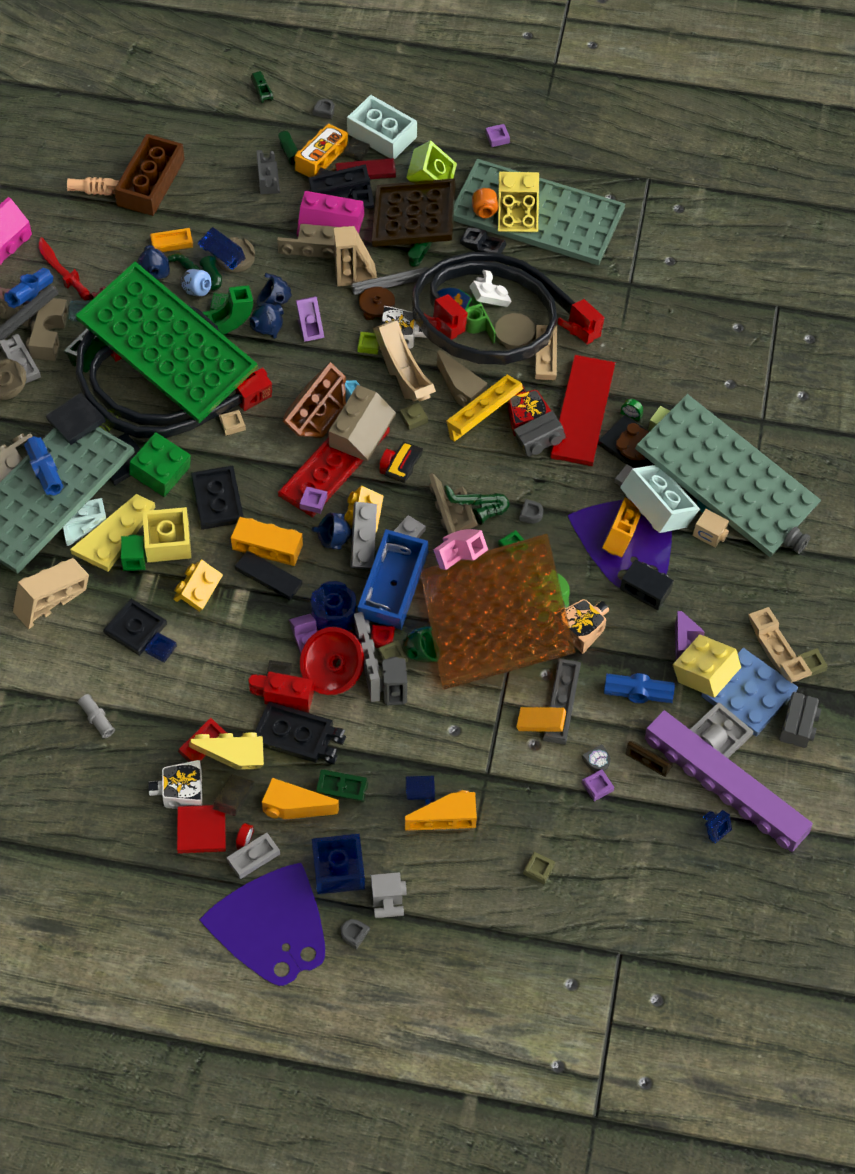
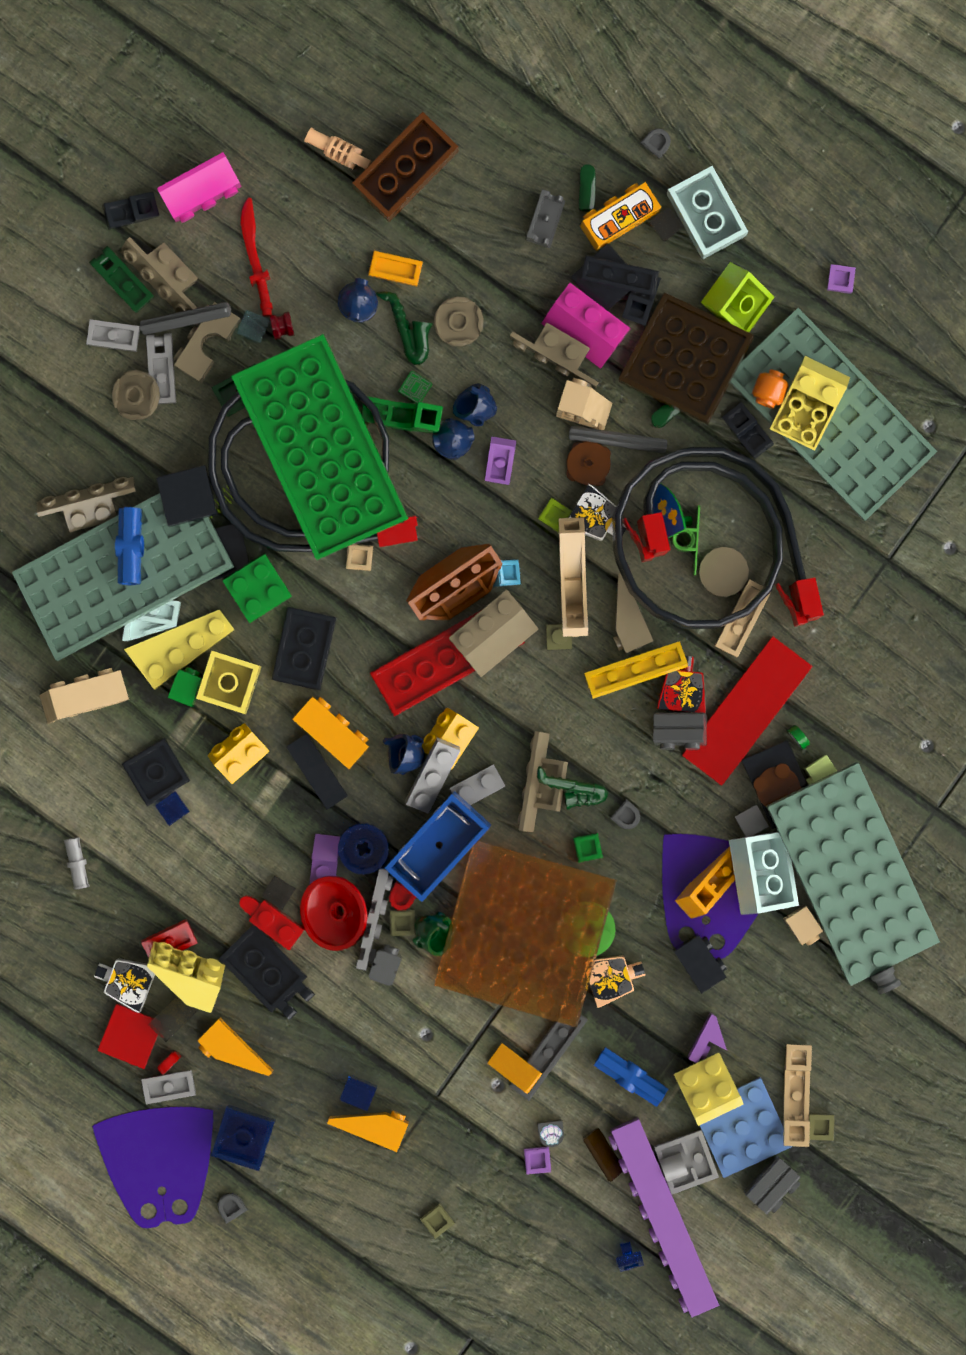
camera: 25 degrees right, 30 degrees up
(28, 287) = (194, 289): blue piece -> none
(196, 282) = (395, 352): light blue head -> none
(222, 248) = (442, 319): clear blue hinge -> none
(261, 86) = (596, 73): dark green bar -> none
(313, 500) = (399, 707): medium lavender plate -> none
(342, 785) = (284, 1054): dark green hinge -> none
(376, 168) = (664, 260): dark red tile -> none
(385, 460) = (502, 686): red tile -> none
(386, 892) = (279, 1183): light grey brick -> none
(403, 462) = (519, 694): slope -> none
(462, 544) = (522, 840): bright pink brick -> none
(488, 293) = (718, 513): white plate -> none

